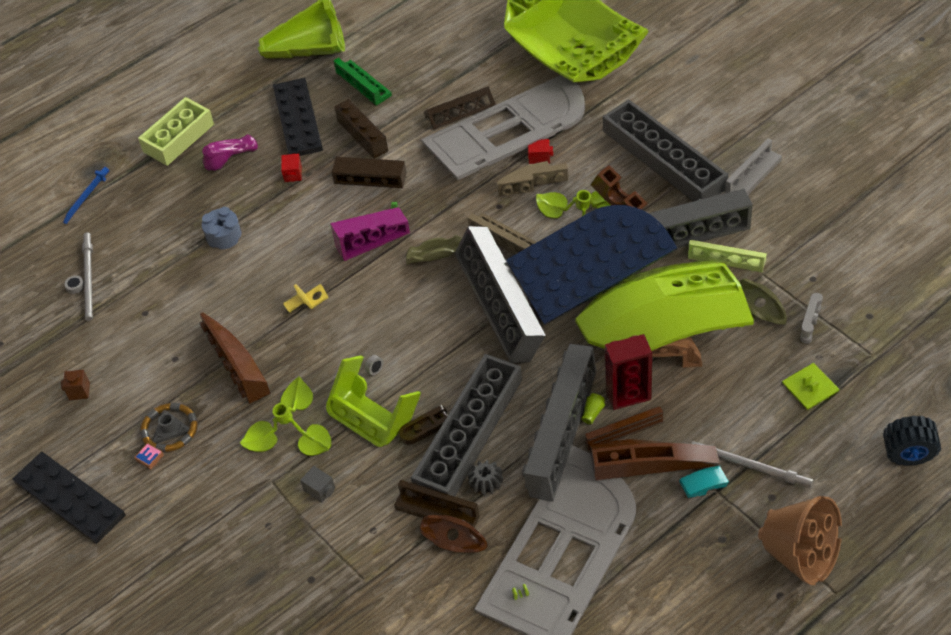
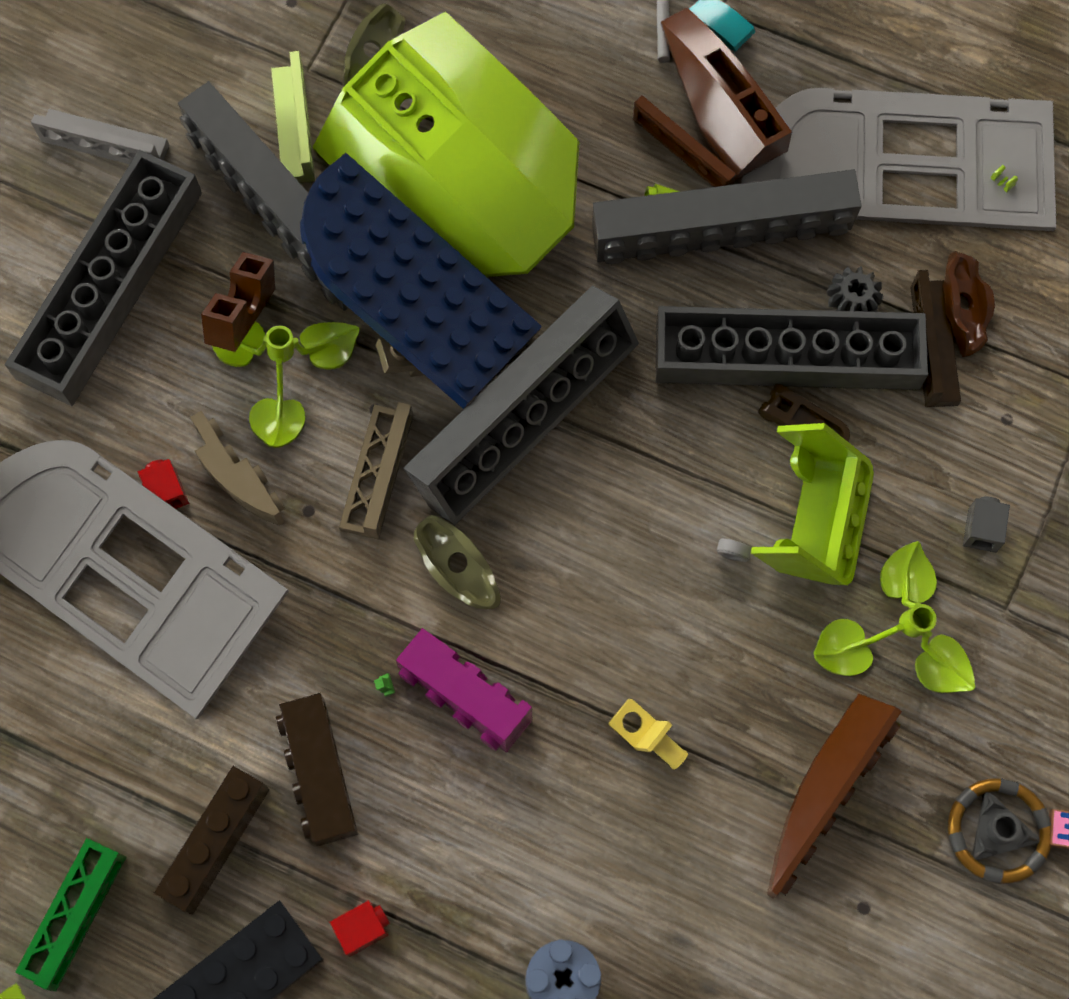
camera: 120 degrees left, 20 degrees up
(455, 103) = (84, 686): dark brown fence -> none
(628, 371) = (616, 137): dark red brick -> none

